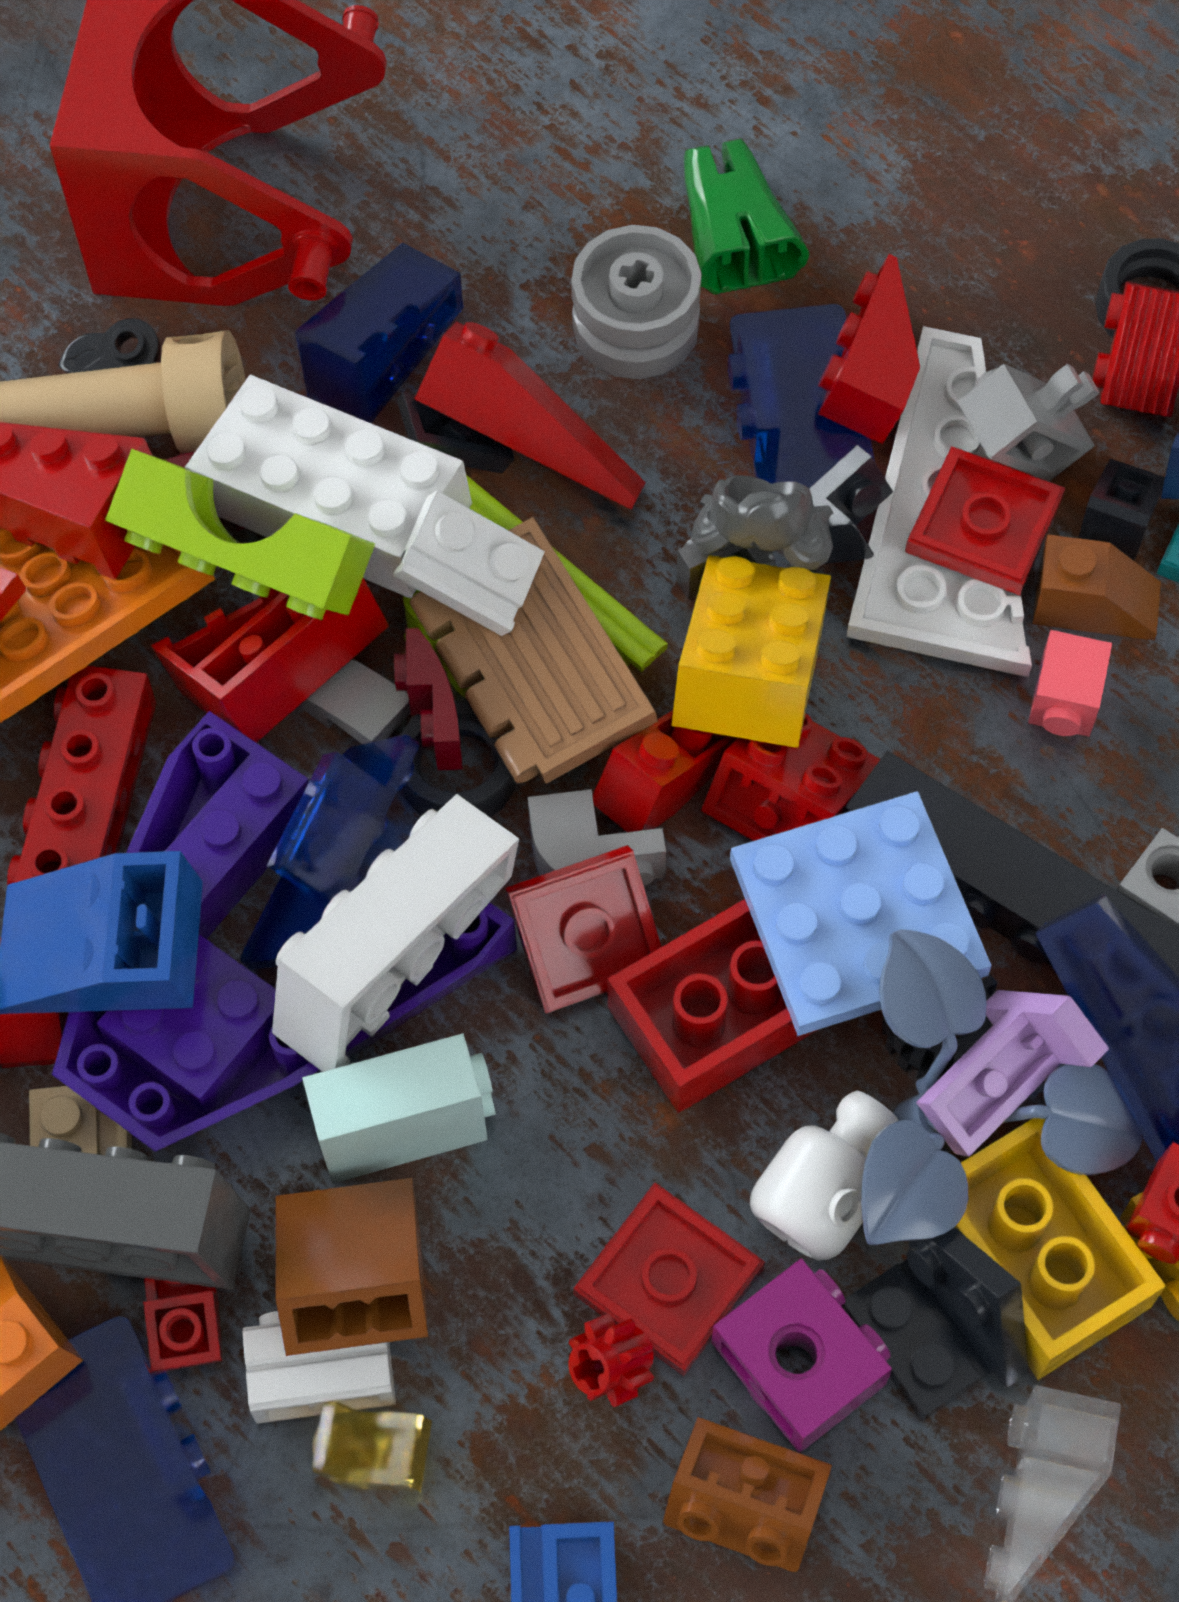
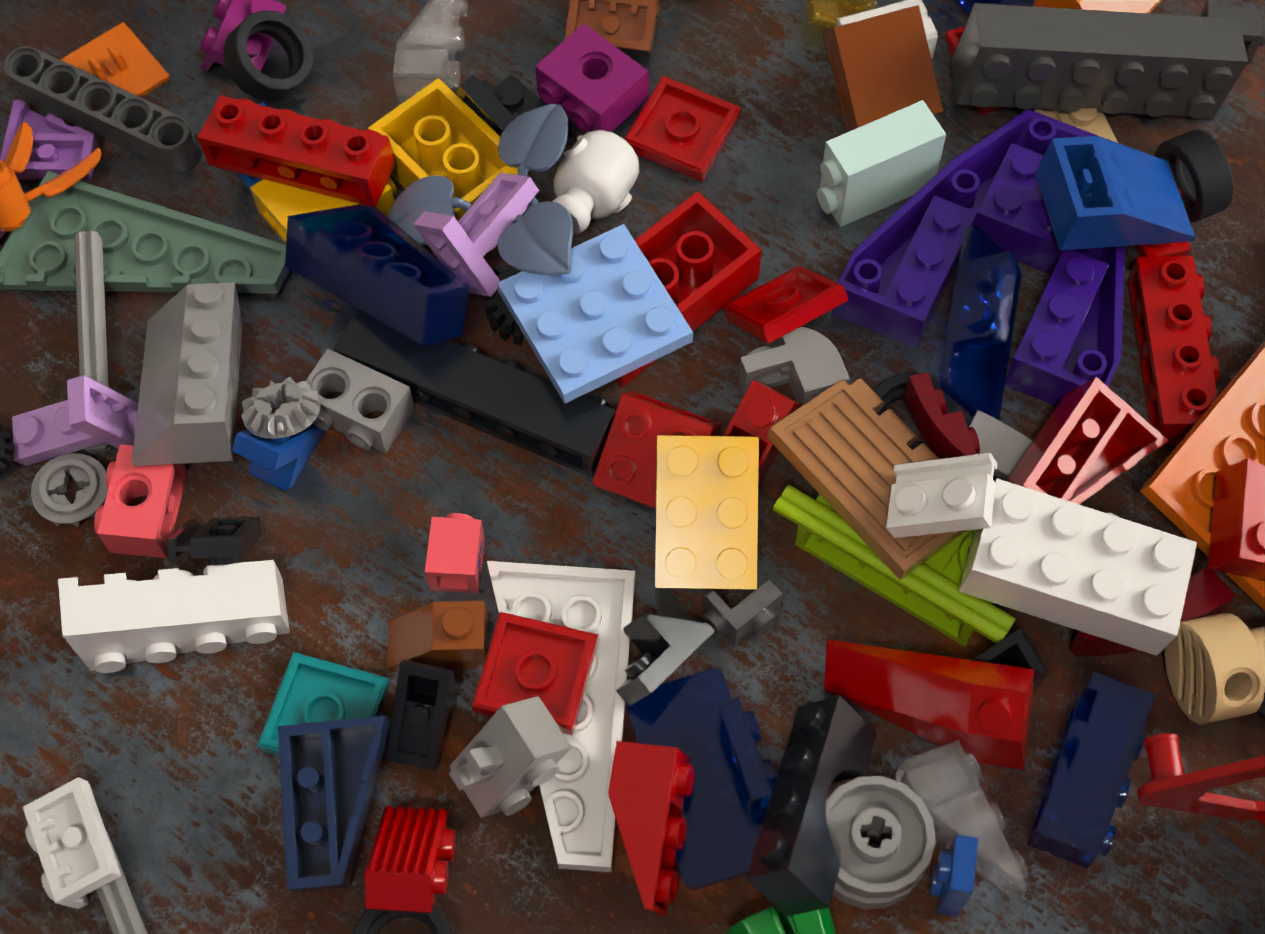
camera: 170 degrees right, 0 degrees up
(177, 509) = (1186, 494): lime arch -> none
(388, 930) = (915, 226): white wedge -> none
(533, 316) = (952, 794): none -> clear slope
(558, 244) = (954, 875): none -> blue plate
(611, 1360) = (708, 65): red gear -> none
(673, 373) = (794, 852): none -> black arch
(766, 518) = (718, 607): dark grey hair -> none

